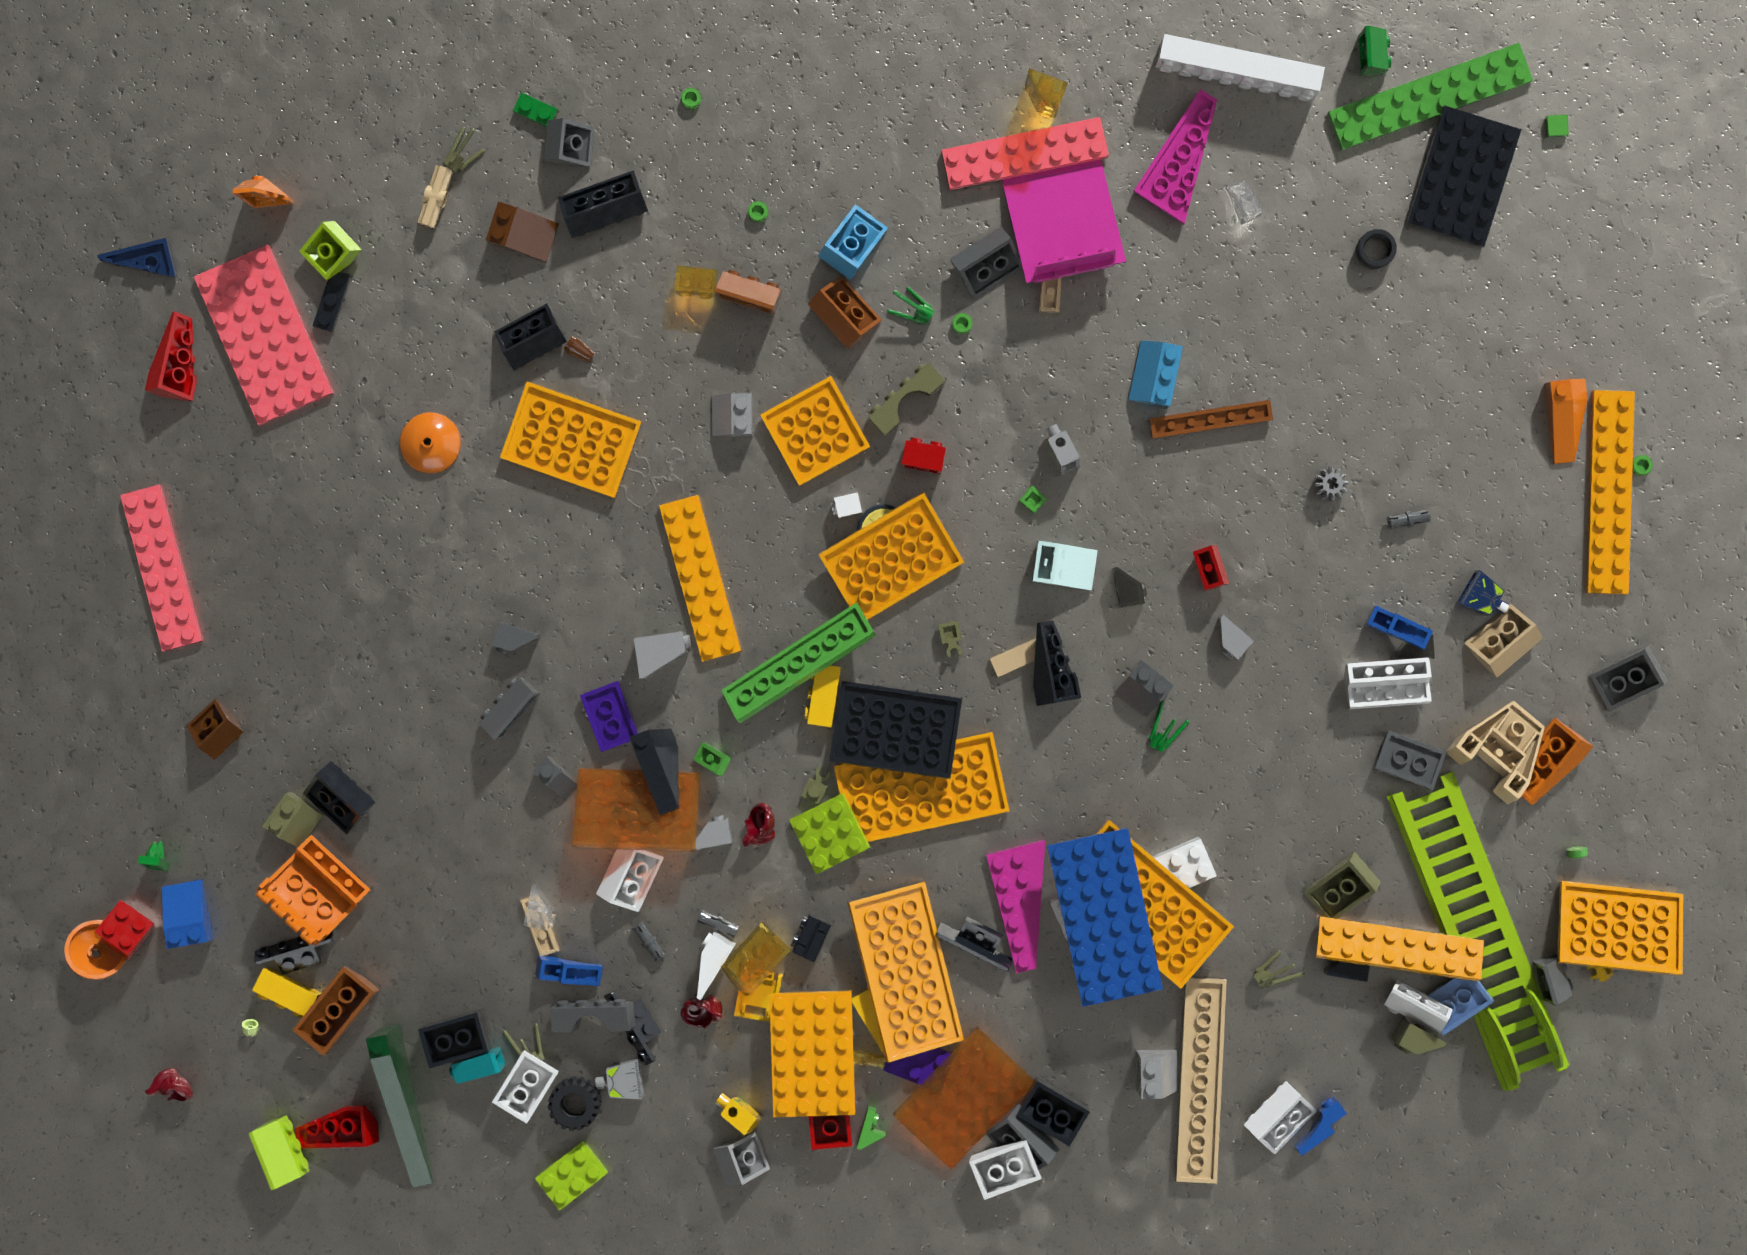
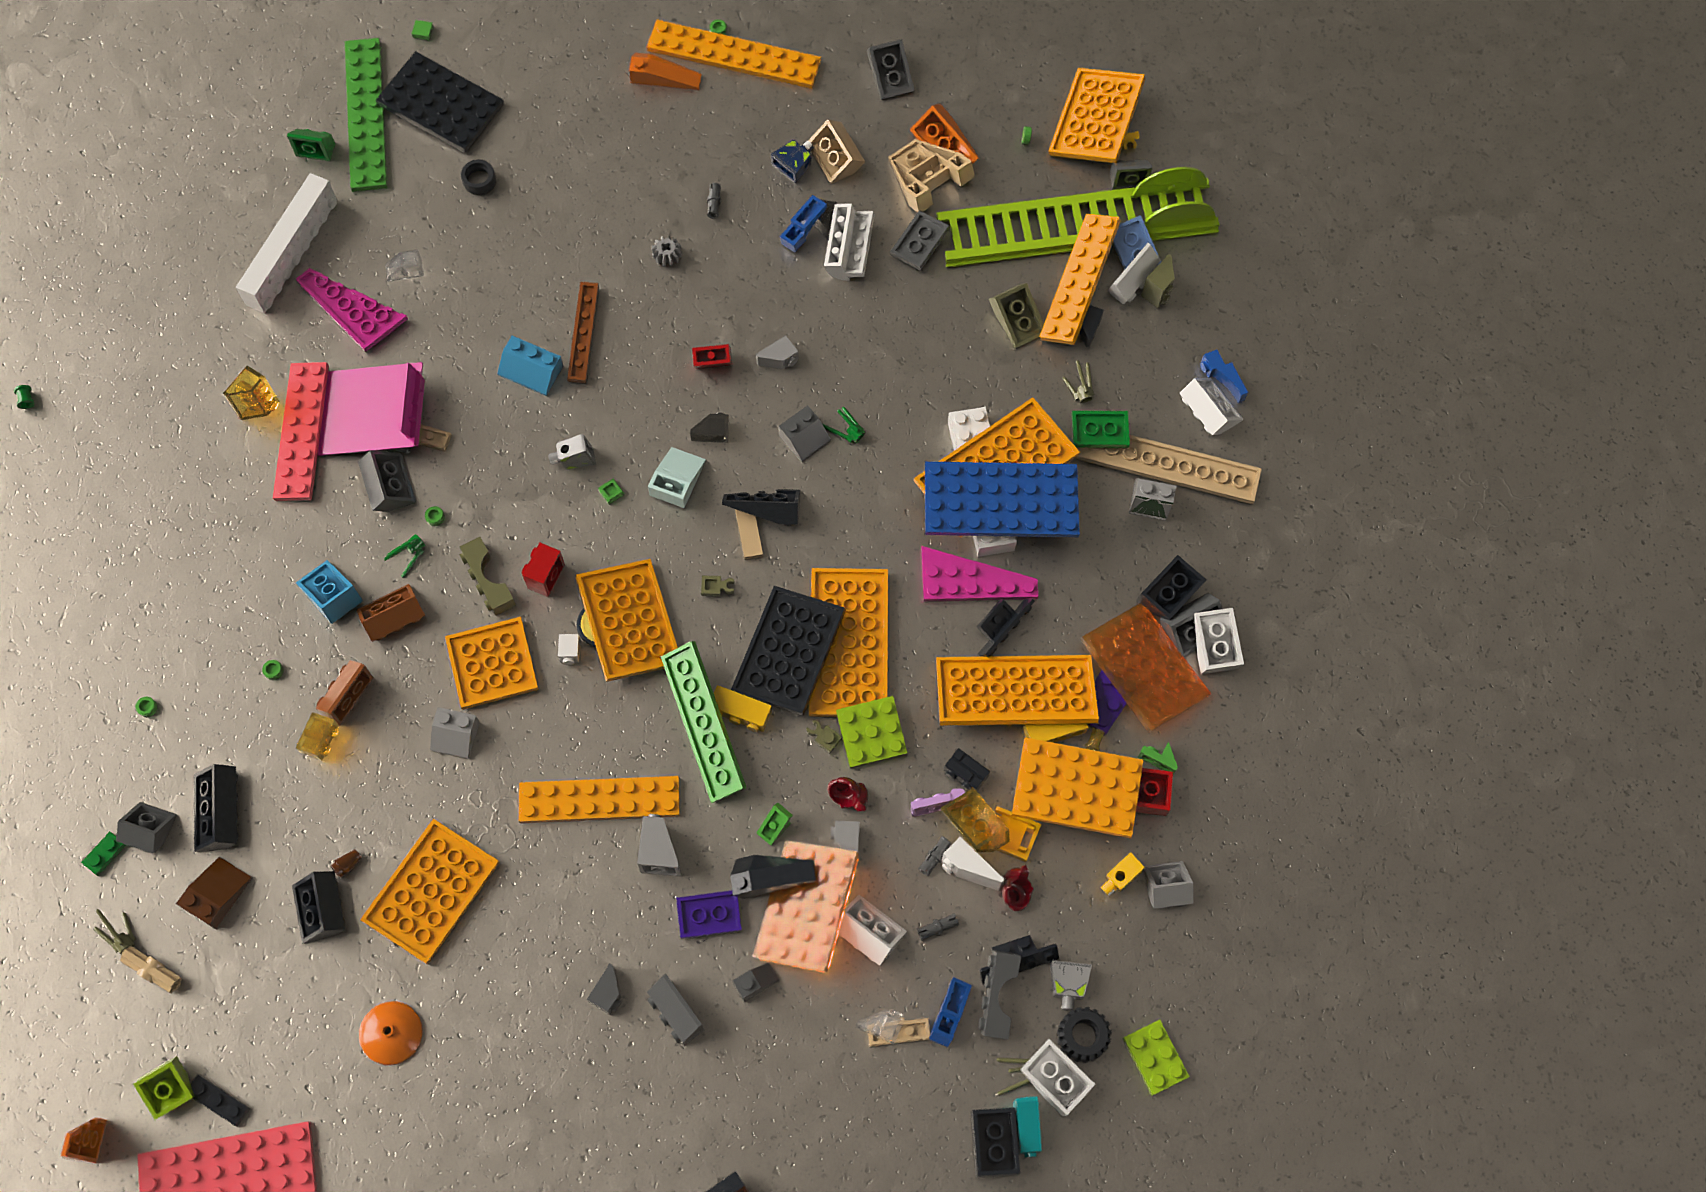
camera: 80 degrees left, 20 degrees down
(773, 916) = (933, 804): none -> lavender hinge
(1220, 1004) = (1100, 429): none -> green plate

